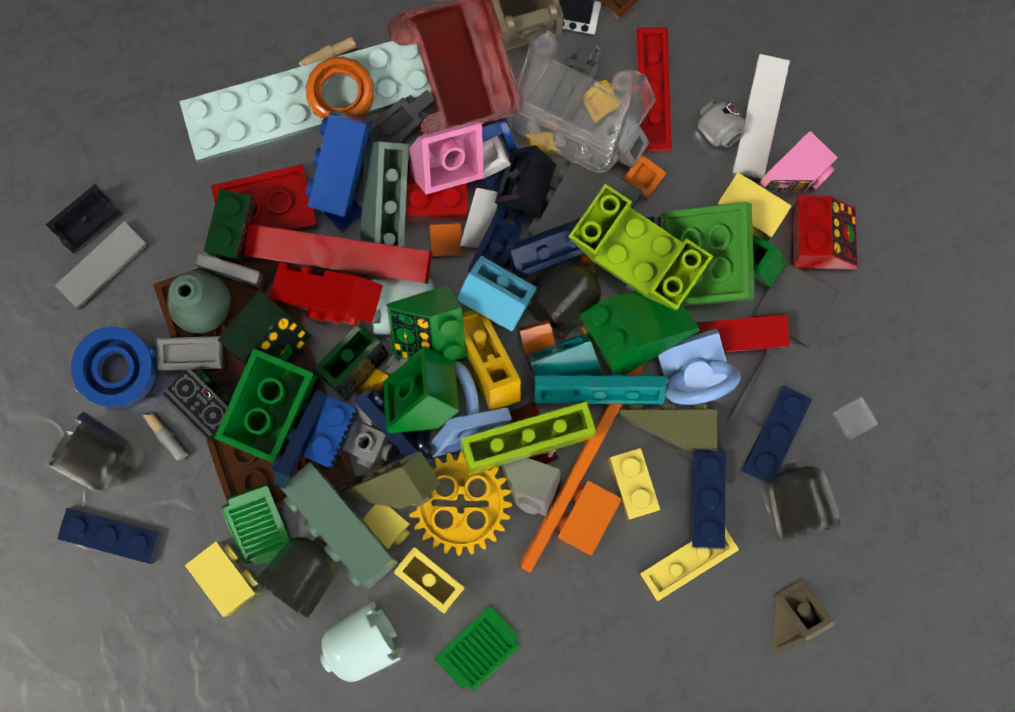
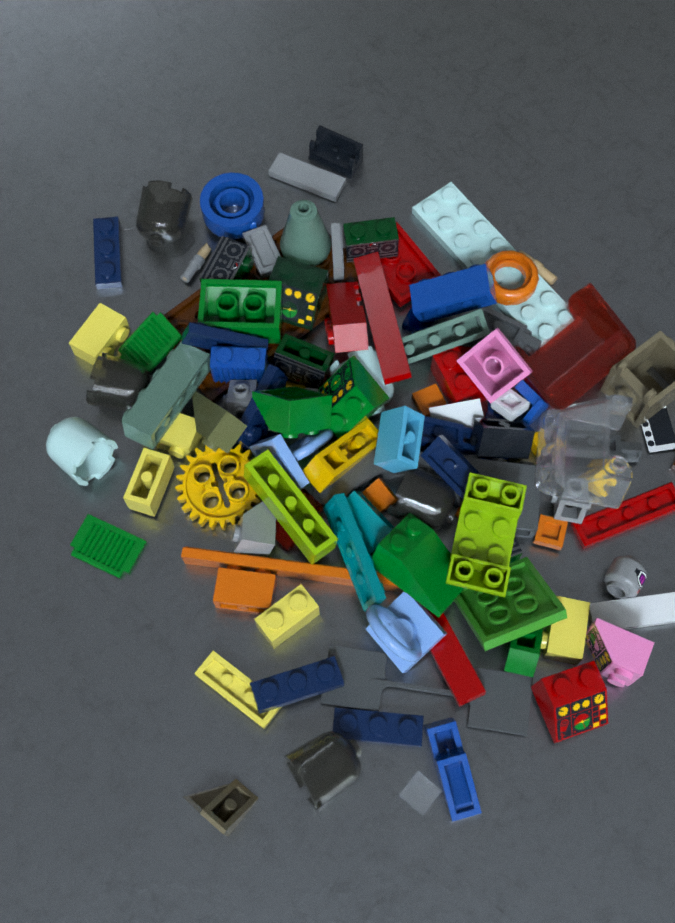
camera: 70 degrees right, 15 degrees down
(684, 428) = (350, 640): olive slope -> none
(843, 378) = (452, 768): none -> blue slope

